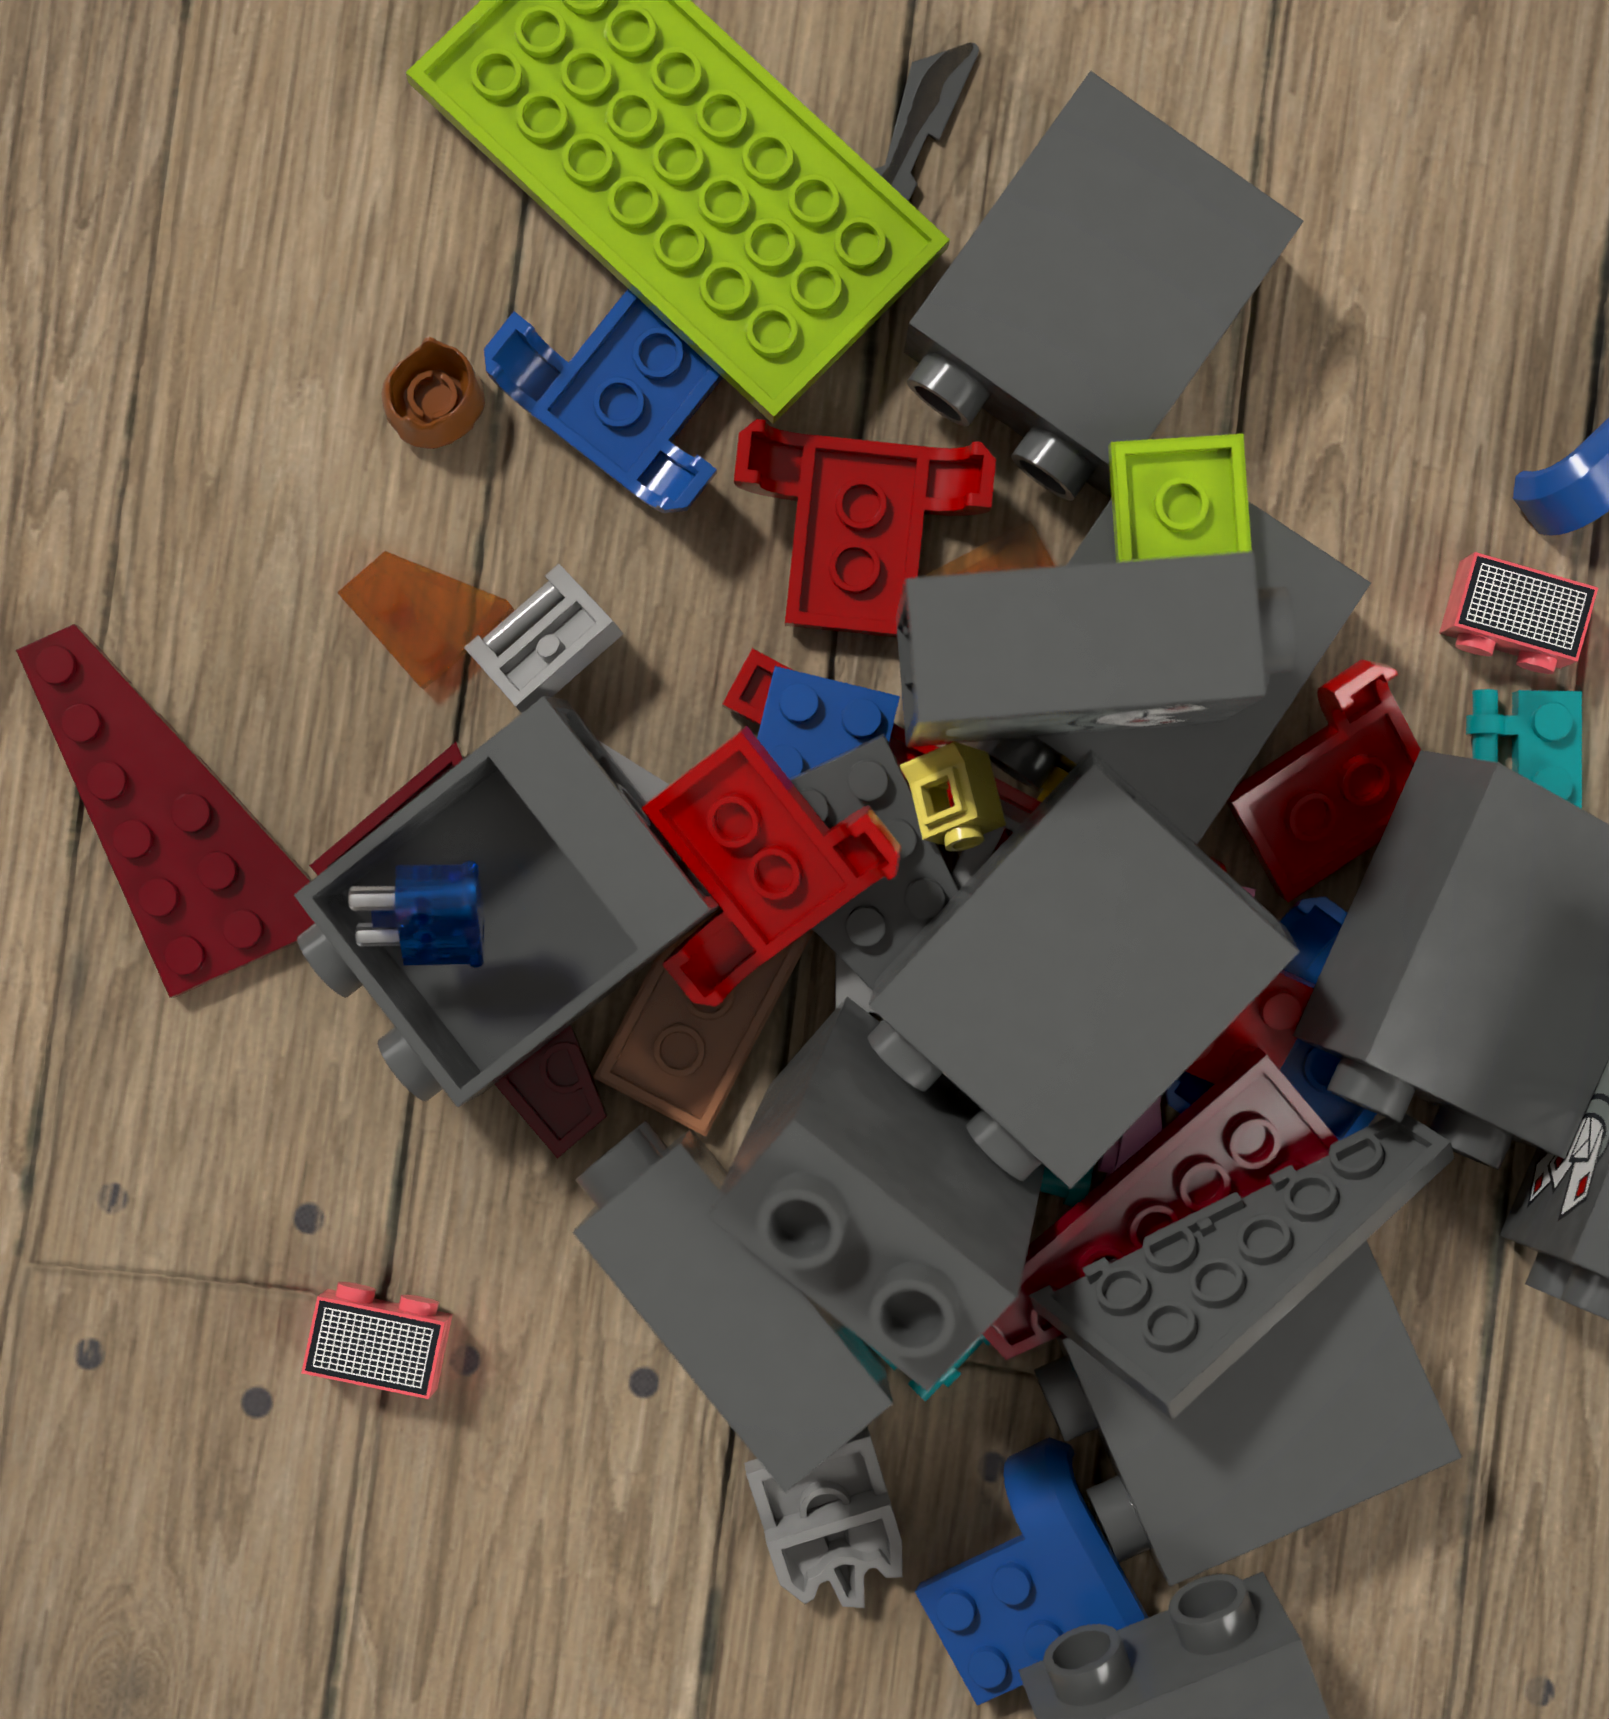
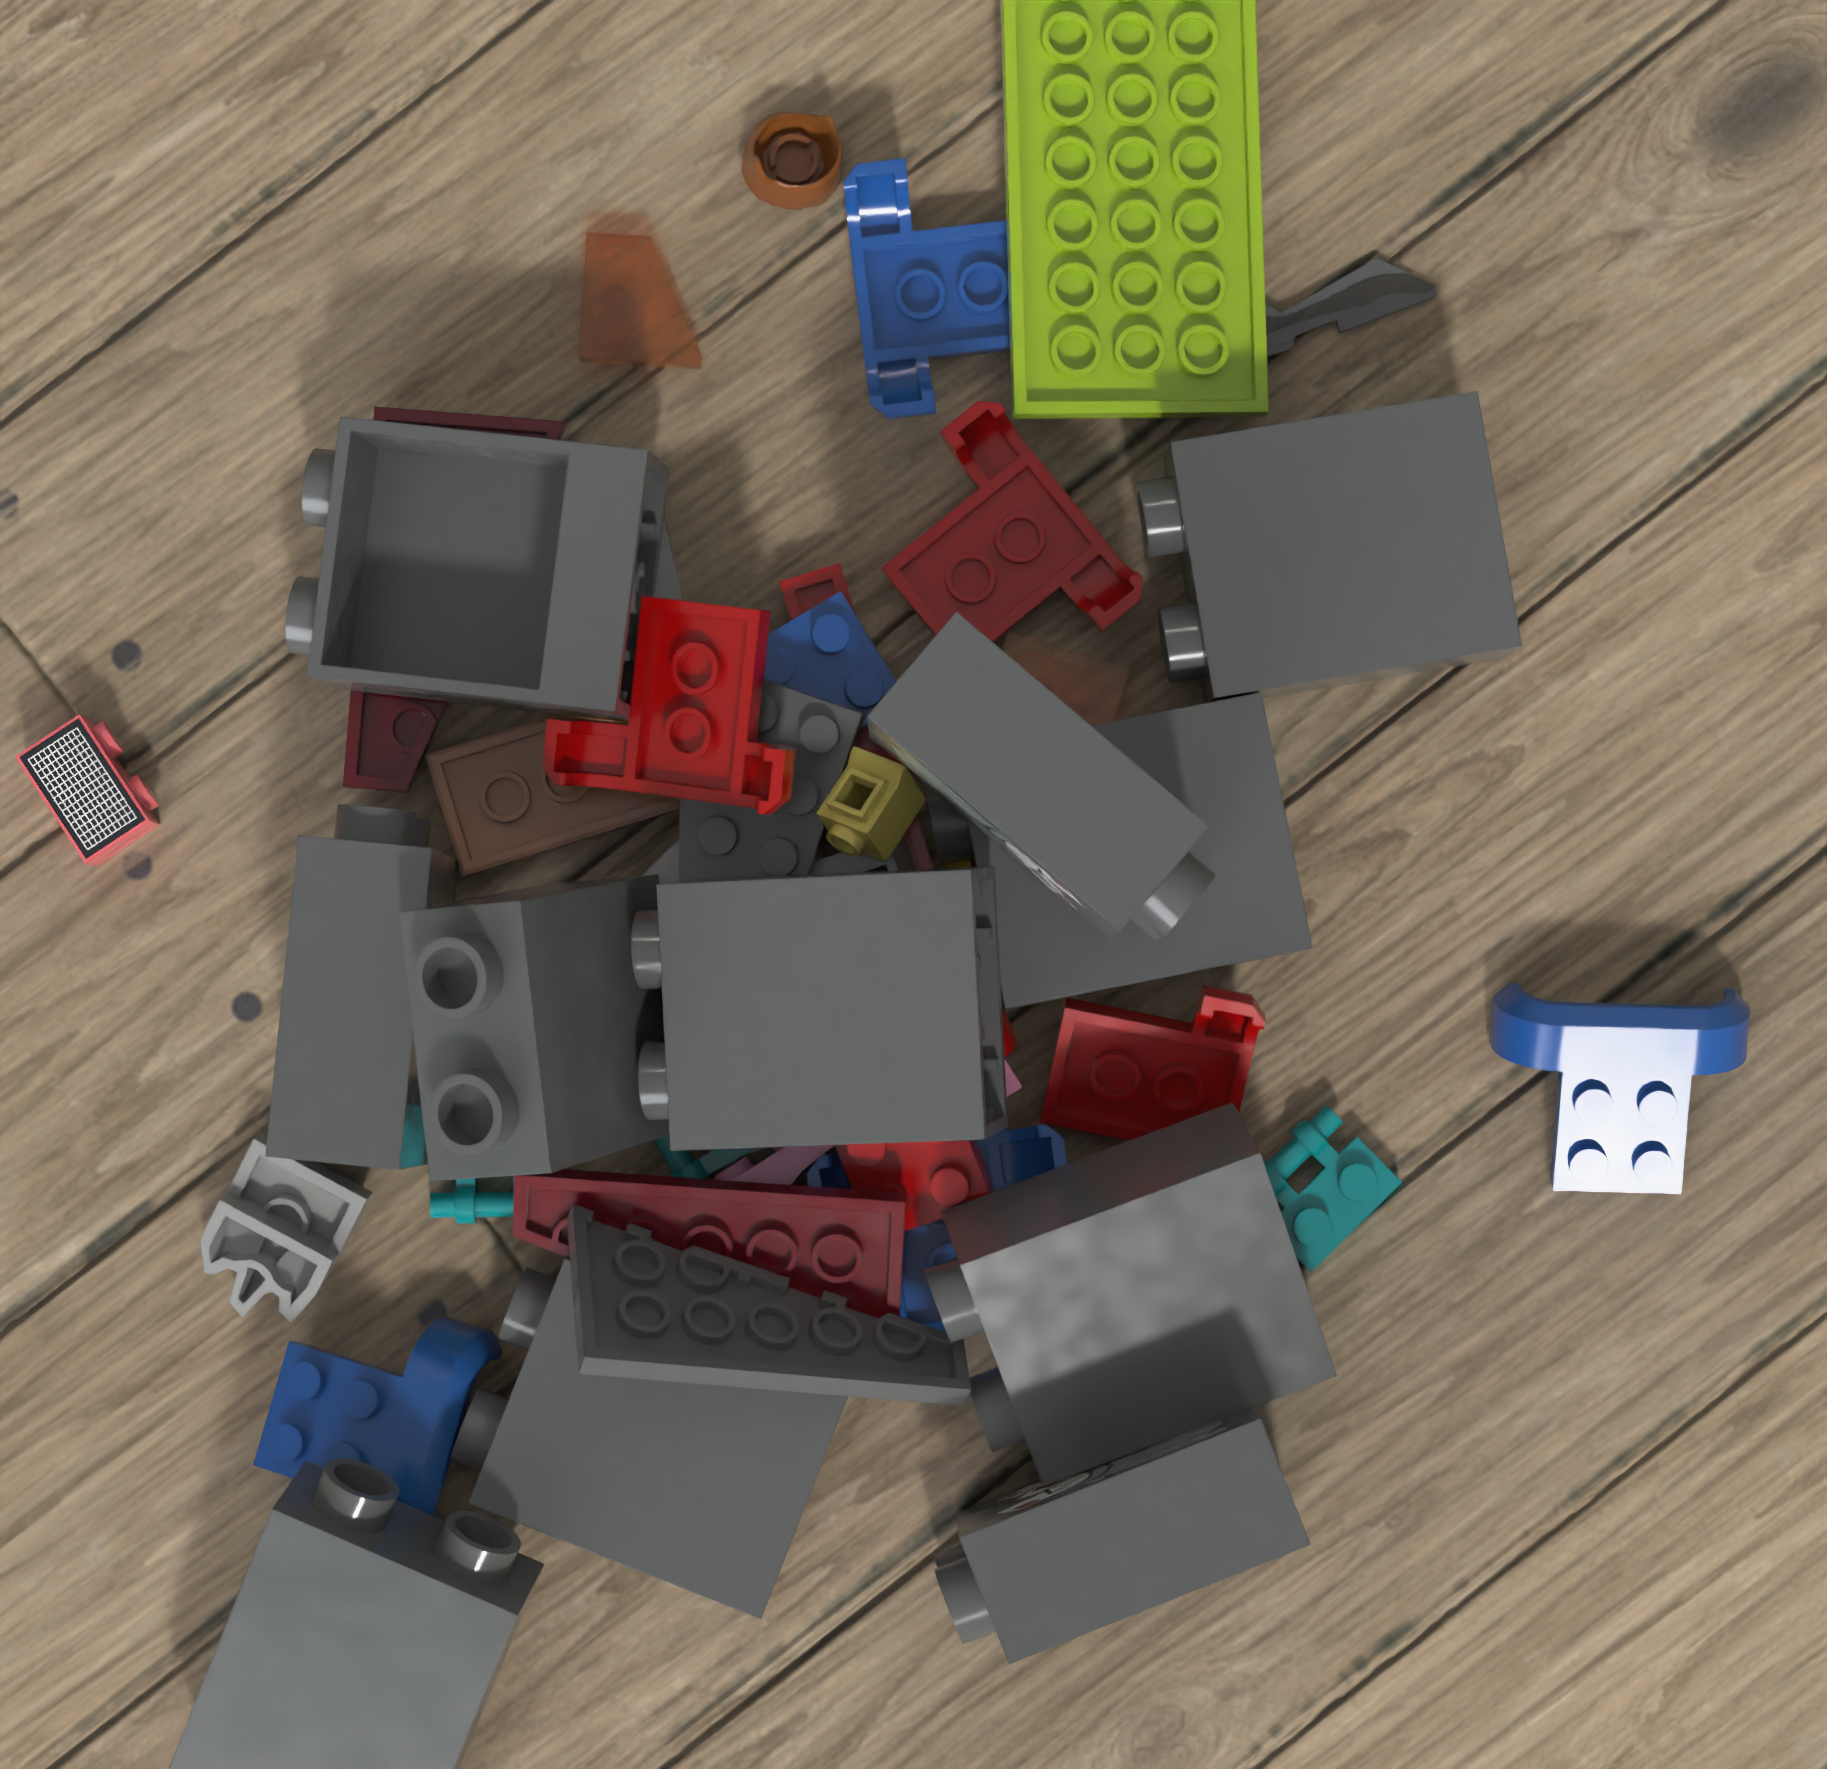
camera: 50 degrees right, 0 degrees up
(183, 847) = (301, 300): dark red wing -> none
(428, 913) = (420, 521): clear blue piece -> none
(545, 641) = (697, 412): light grey plate -> none
(1179, 497) = (1229, 757): lime plate -> none
(1518, 613) = (1411, 1081): brick -> none

